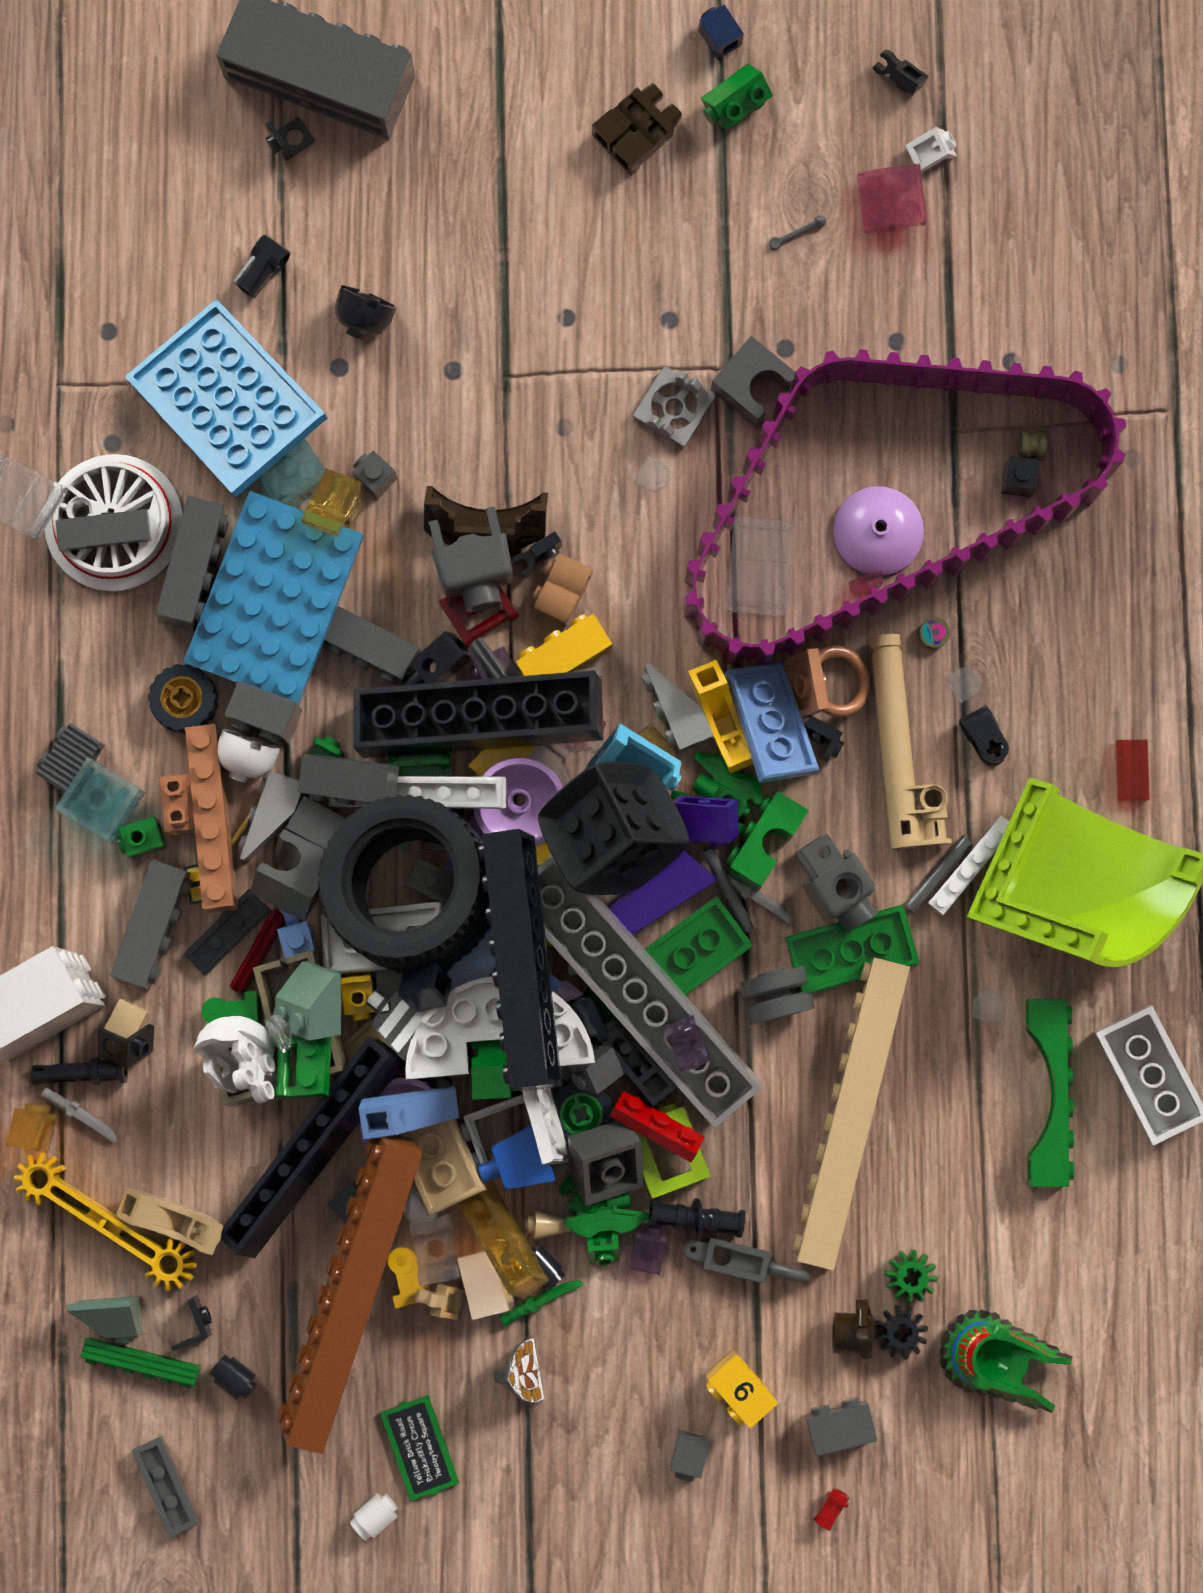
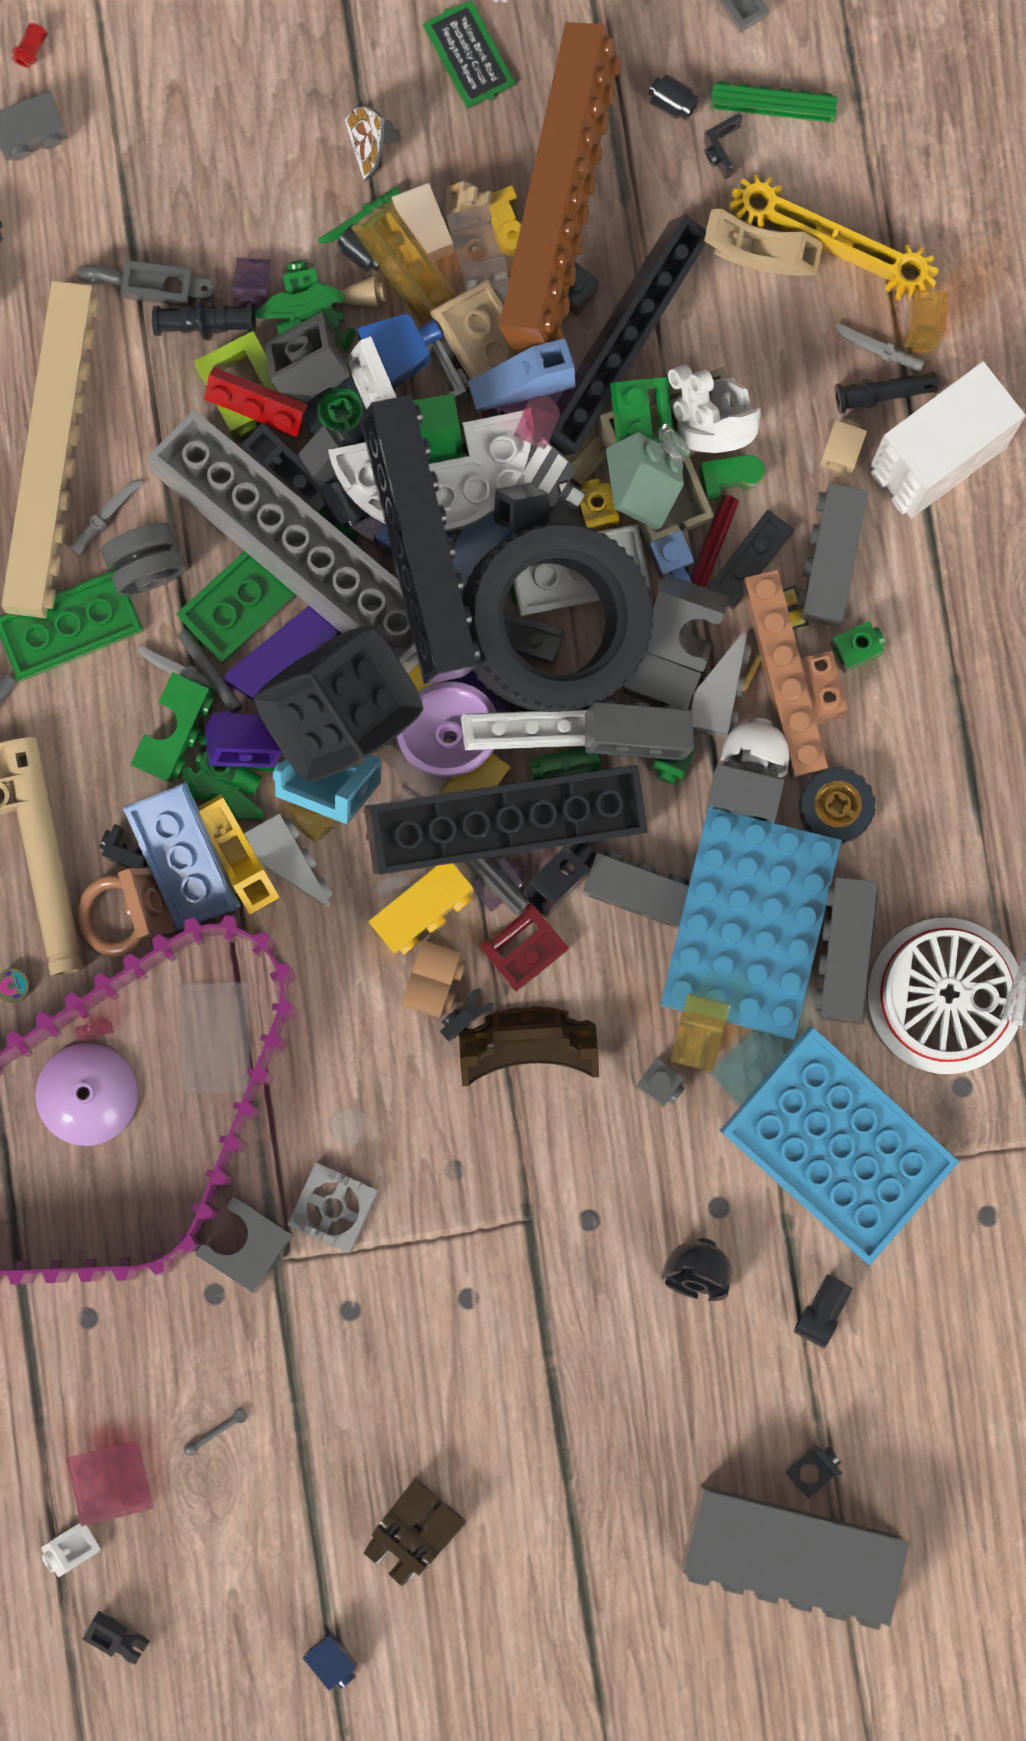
camera: 175 degrees right, 0 degrees up
(67, 756) = (950, 723): dark grey brick -> none
(100, 800) = (909, 678): clear light blue brick -> none
(103, 530) = (953, 975): dark grey tile -> none
(110, 1317) = (814, 142): sand green slope -> none
(128, 1049) = (835, 413): black bracket -> none
(398, 1065) = (538, 421): none -> clear pink plate
(474, 565) = (532, 984): dark grey piece -> none
(687, 1043) = (231, 485): clear purple bracket -> none
(689, 1455) = (184, 79): dark grey brick -> none
(736, 97) = (303, 1581): green brick -> none
(741, 1389) = (136, 147): yellow brick -> none
(815, 1042) = (98, 521): none -> light grey piece
(824, 876) = (100, 696): dark grey piece -> none
(853, 1331) = (24, 223): dark brown piece -> none

